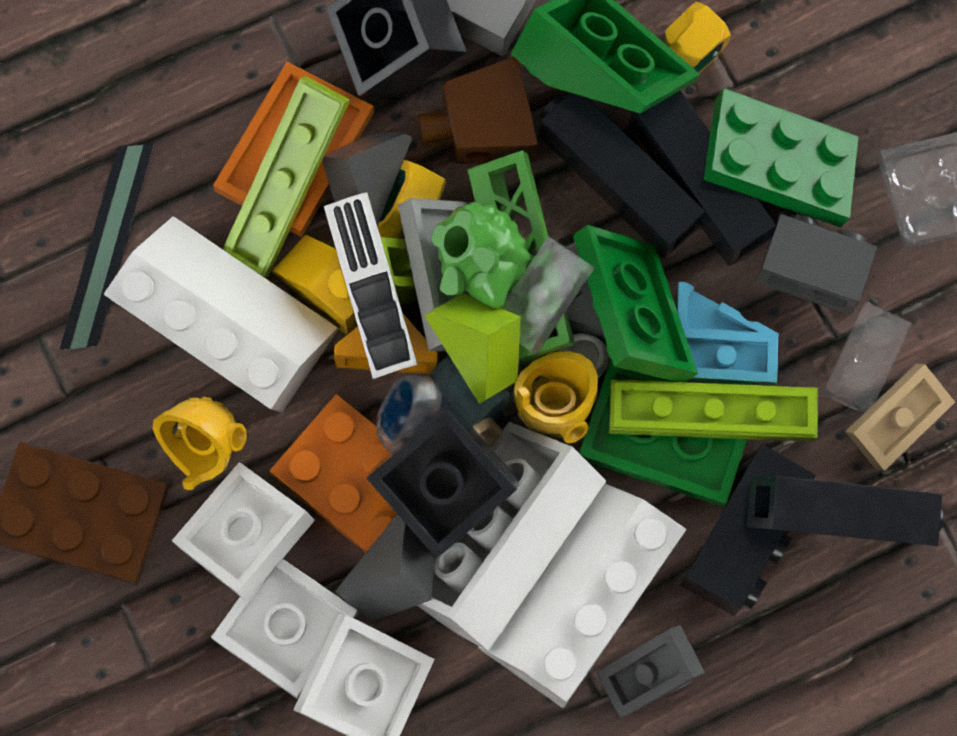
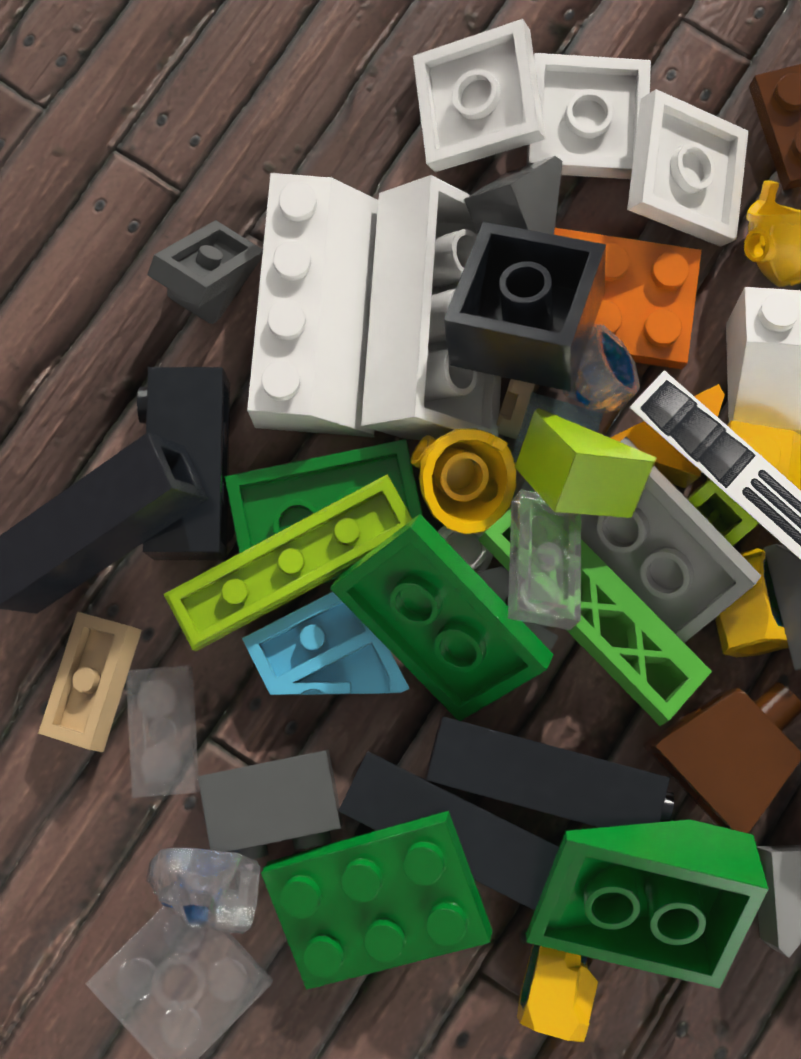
camera: 150 degrees right, 5 degrees up
(480, 253) = (641, 563): bright green animal -> none
(890, 226) = (207, 887): none -> clear rock

